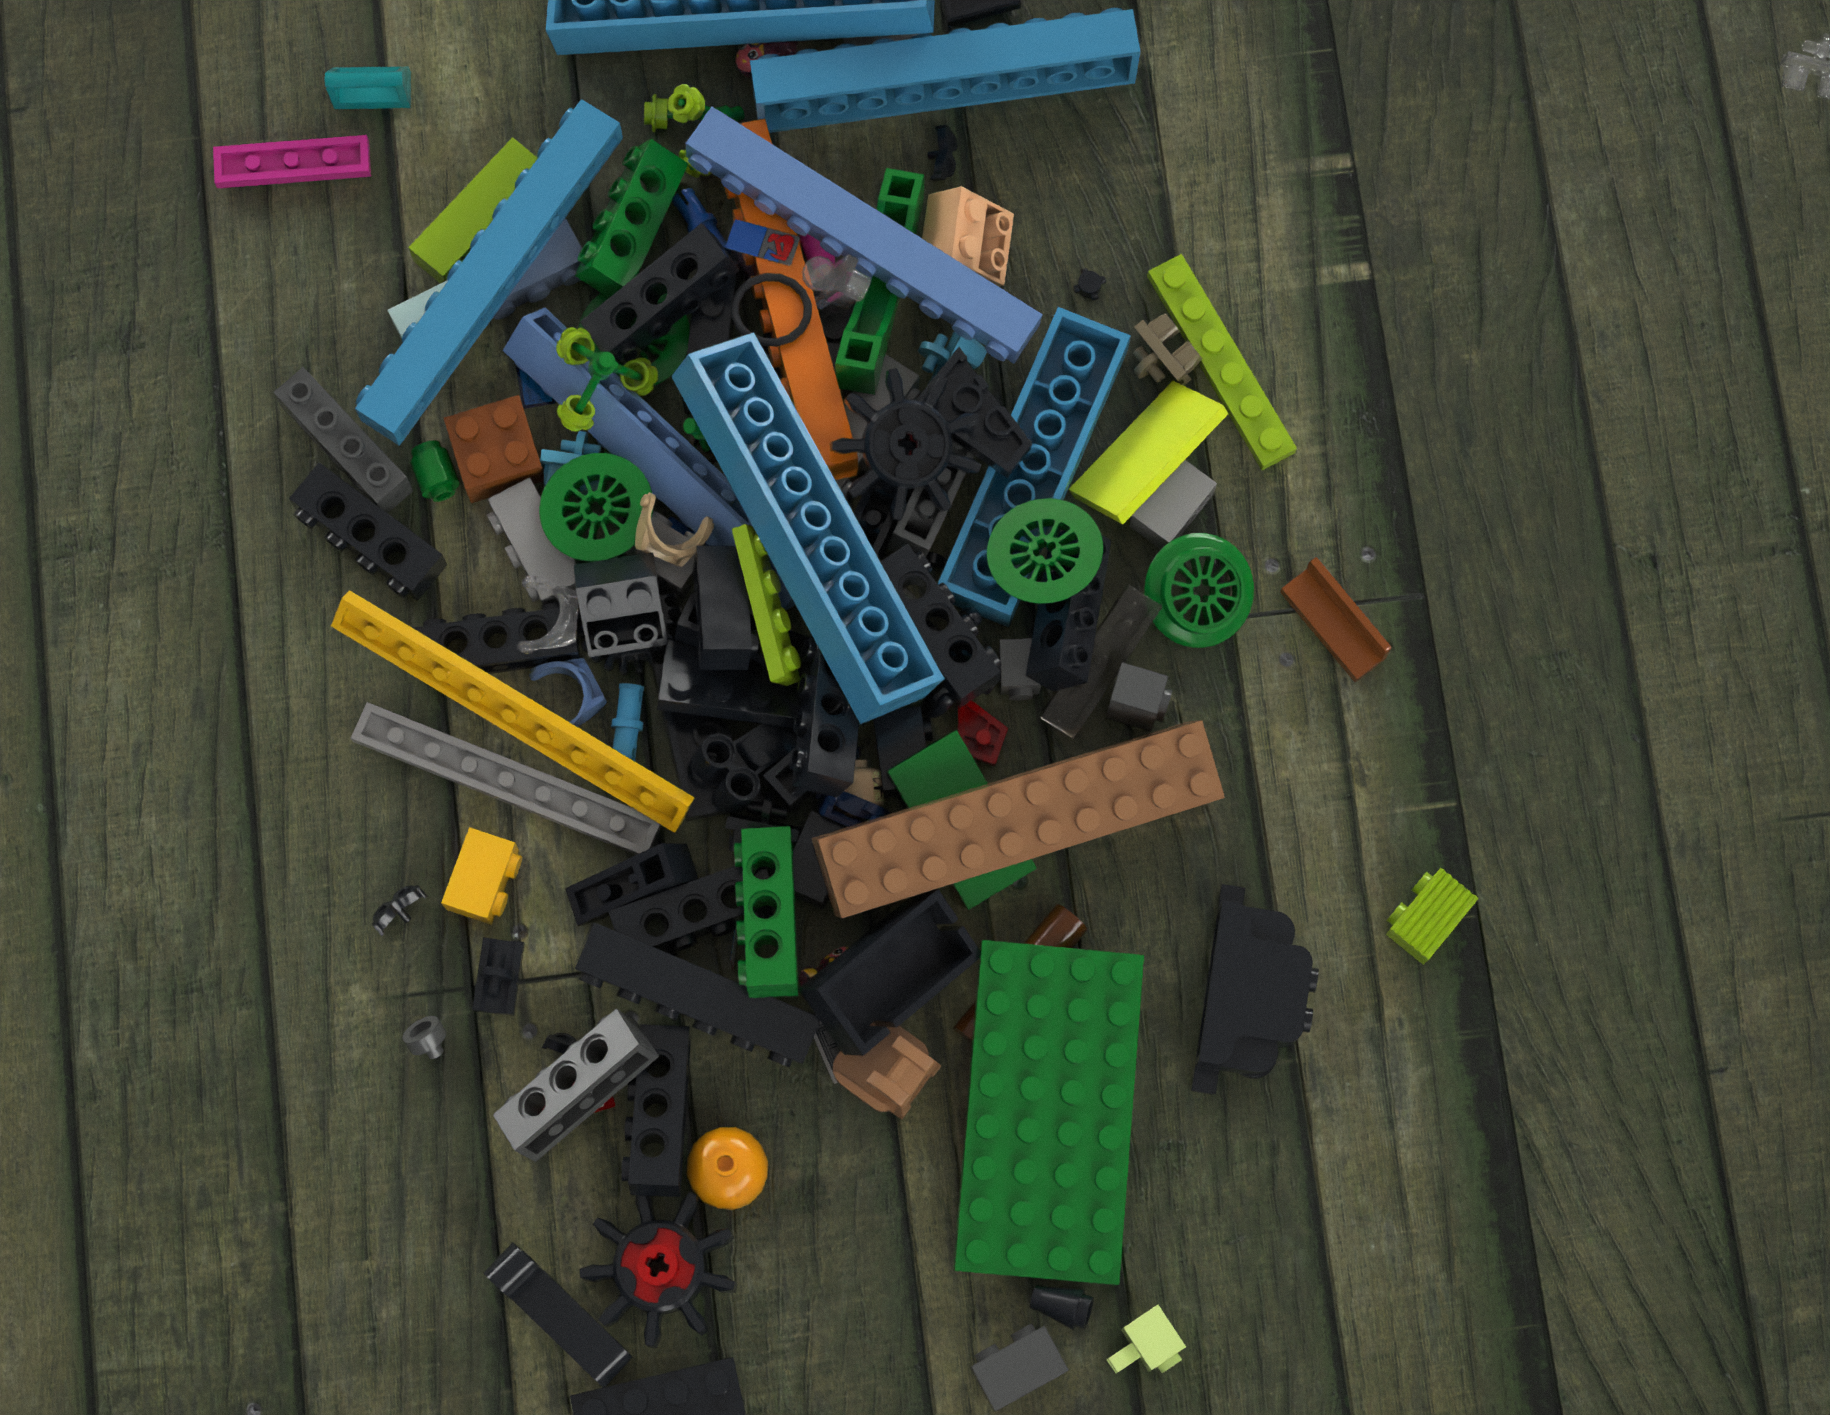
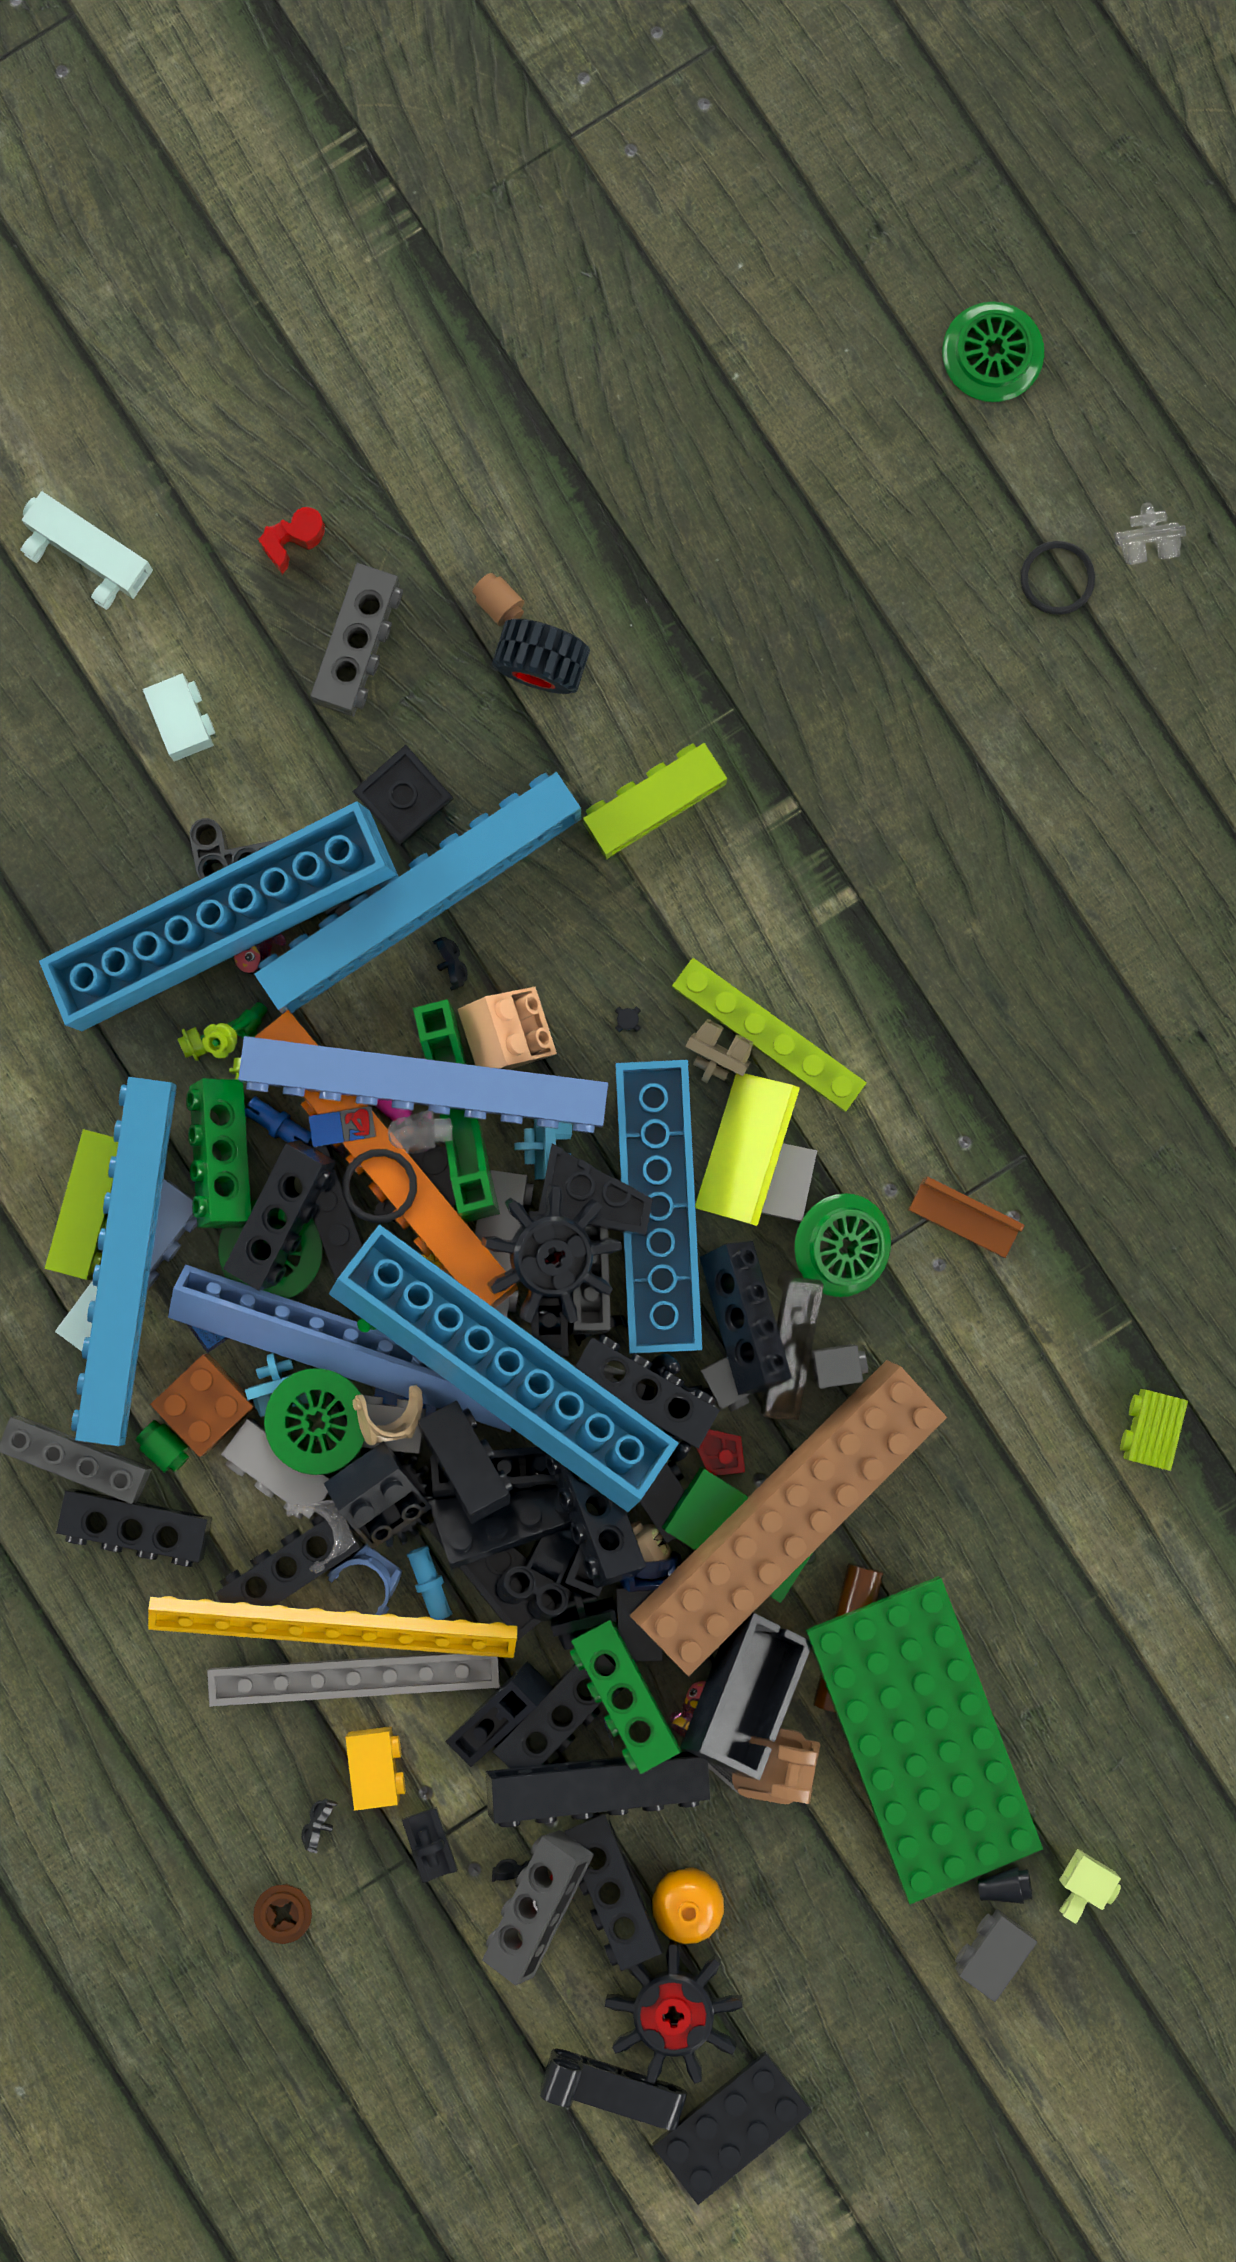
camera: 25 degrees left, 10 degrees up
(299, 973) = (286, 1930): none -> reddish brown gear
(425, 1037) = (394, 1920): dark grey tile -> none
(577, 348) = (234, 1297): lime plant -> none
(769, 615) = (507, 1452): lime plate -> none
(1039, 514) = (672, 1271): green piece -> none
(1214, 92) = (654, 800): none -> lime brick
(1252, 992) = (1040, 1561): black brick -> none
(1717, 38) = (1057, 610): none -> black tyre

